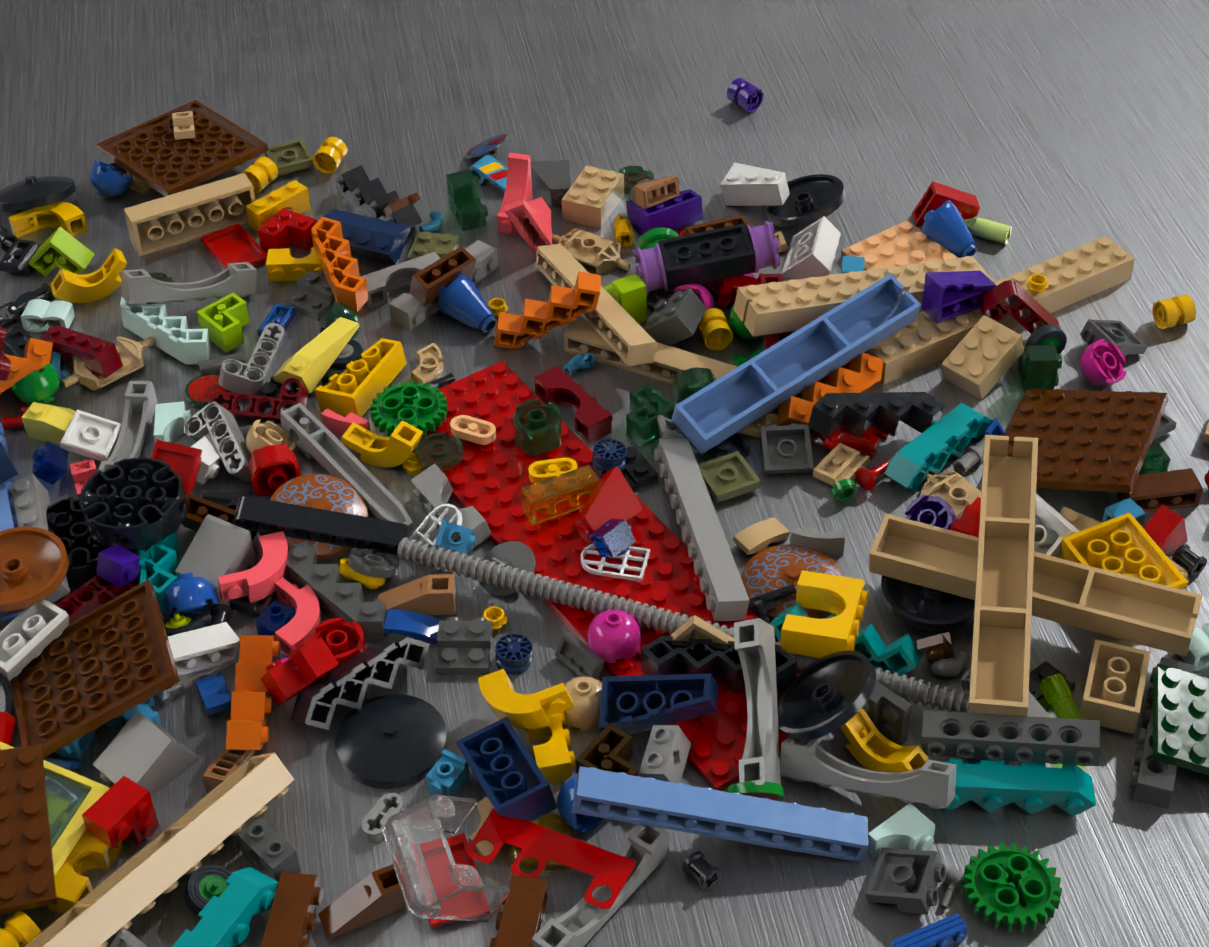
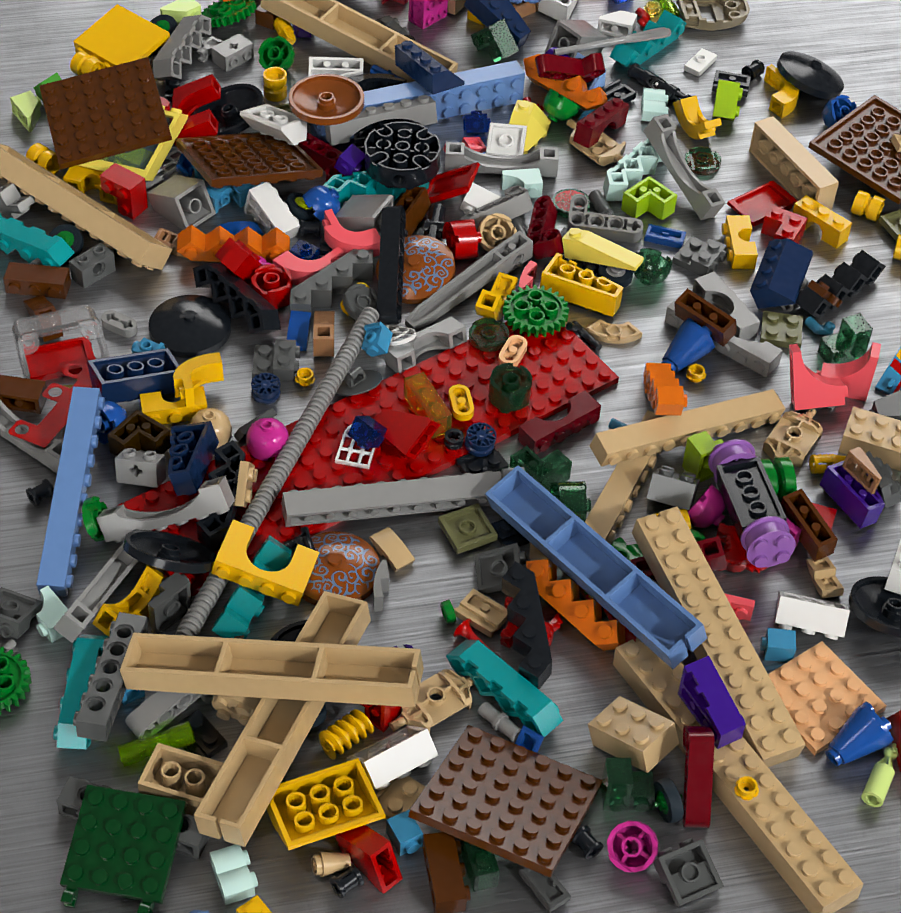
camera: 85 degrees right, 5 degrees up
(337, 264) = (724, 248): orange brick -> none

